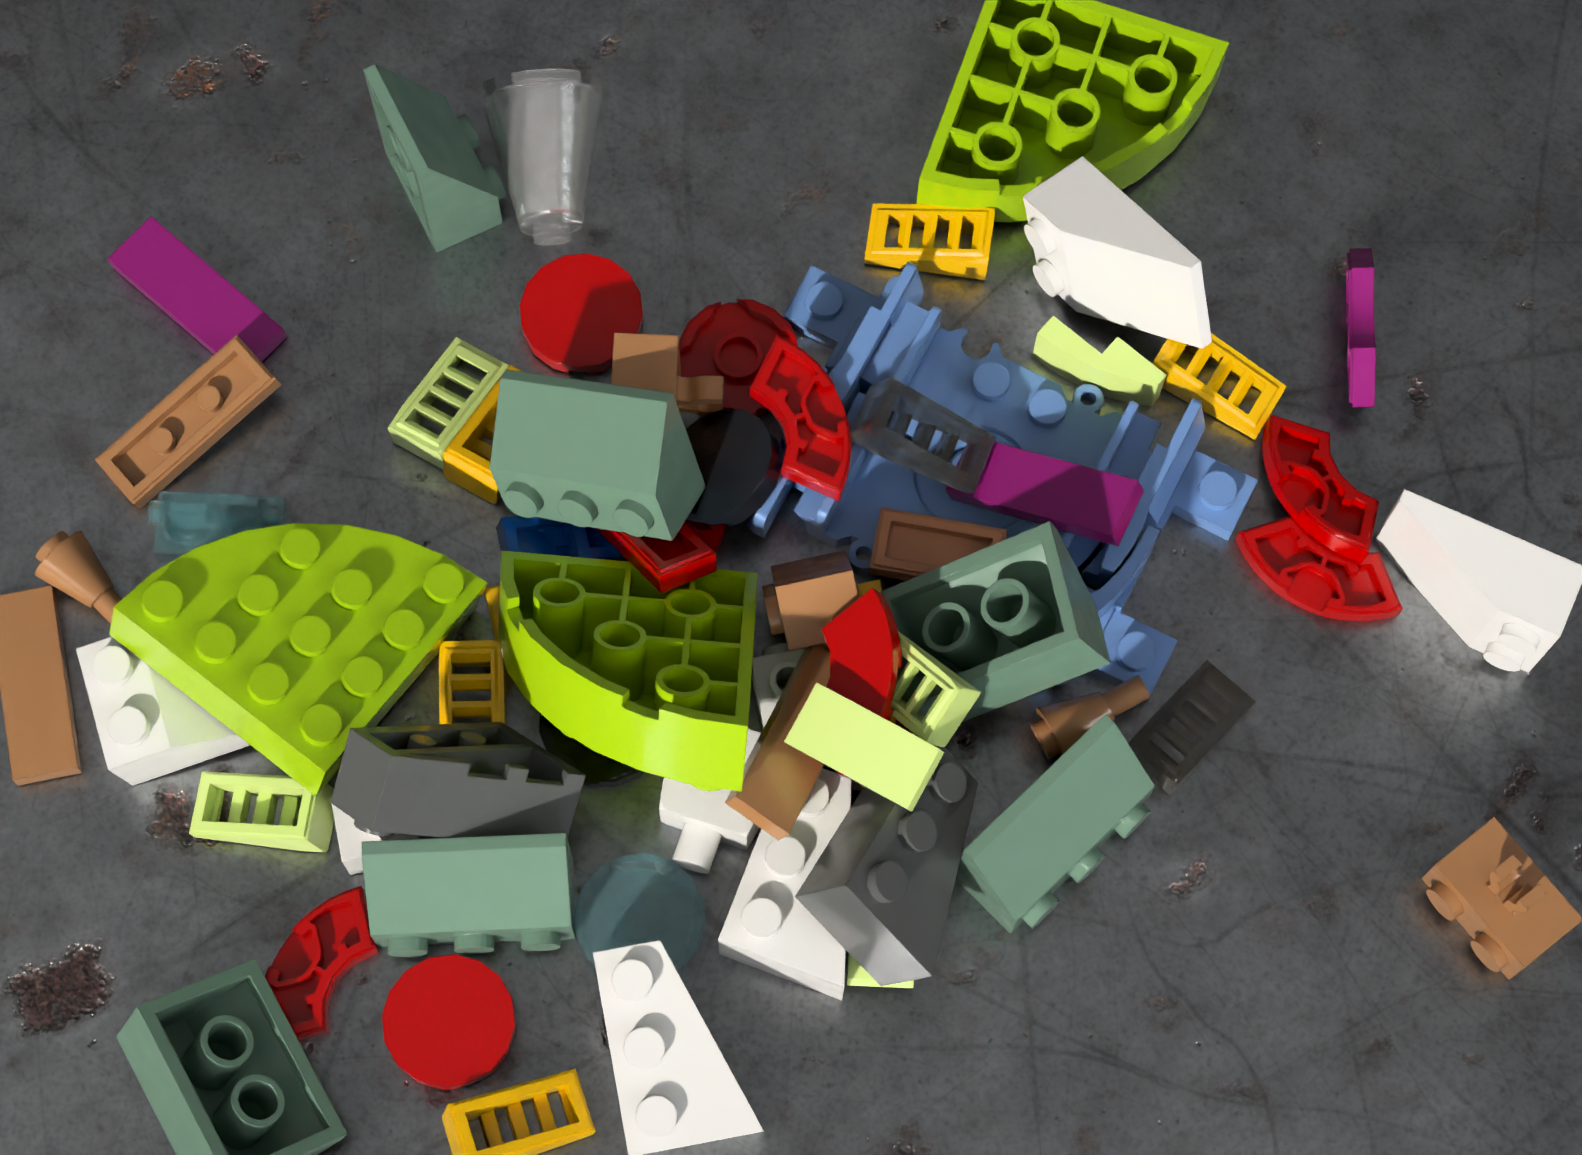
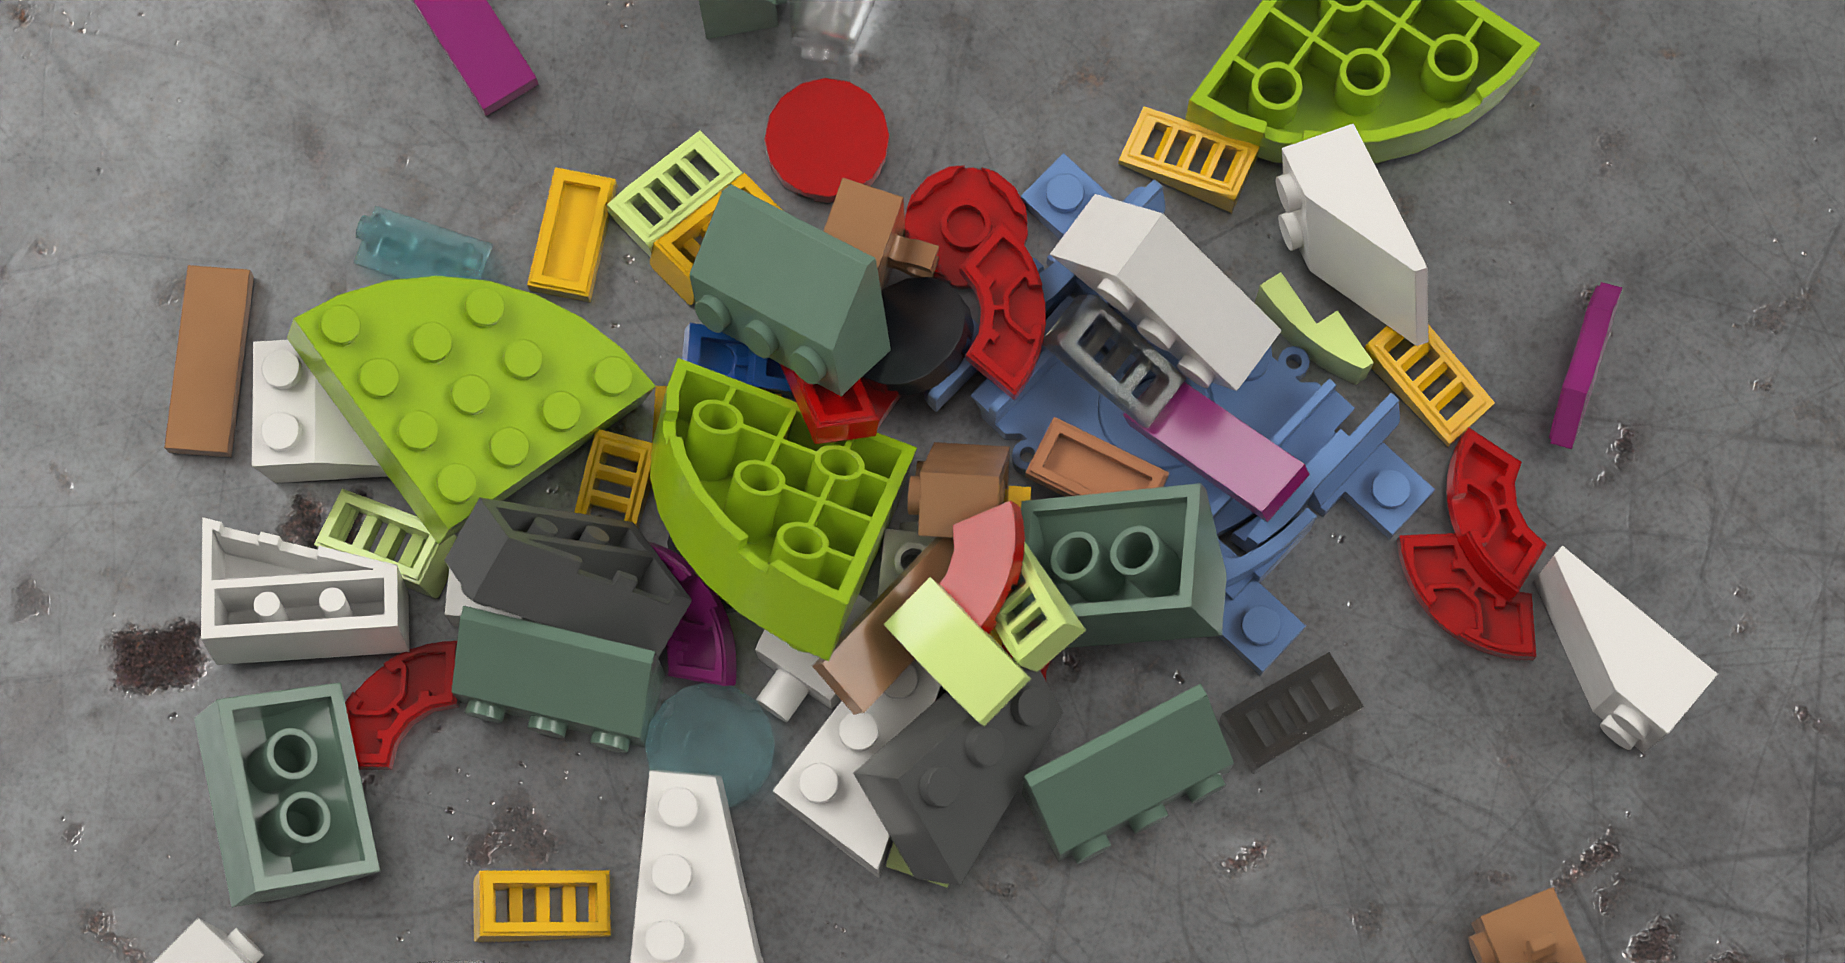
camera: 20 degrees right, 5 degrees up
(75, 570) = (277, 263): medium nougat cone -> none
(187, 422) = (420, 145): medium nougat tile -> none
(188, 891) = (296, 601): none -> white wedge
(361, 466) = (572, 235): none -> yellow tile
(449, 1022) = (504, 792): red tile -> none
(604, 816) = (703, 640): none -> magenta tile
(955, 355) = (1167, 290): none -> white wedge
(1068, 720) = (1176, 673): medium nougat cone -> none

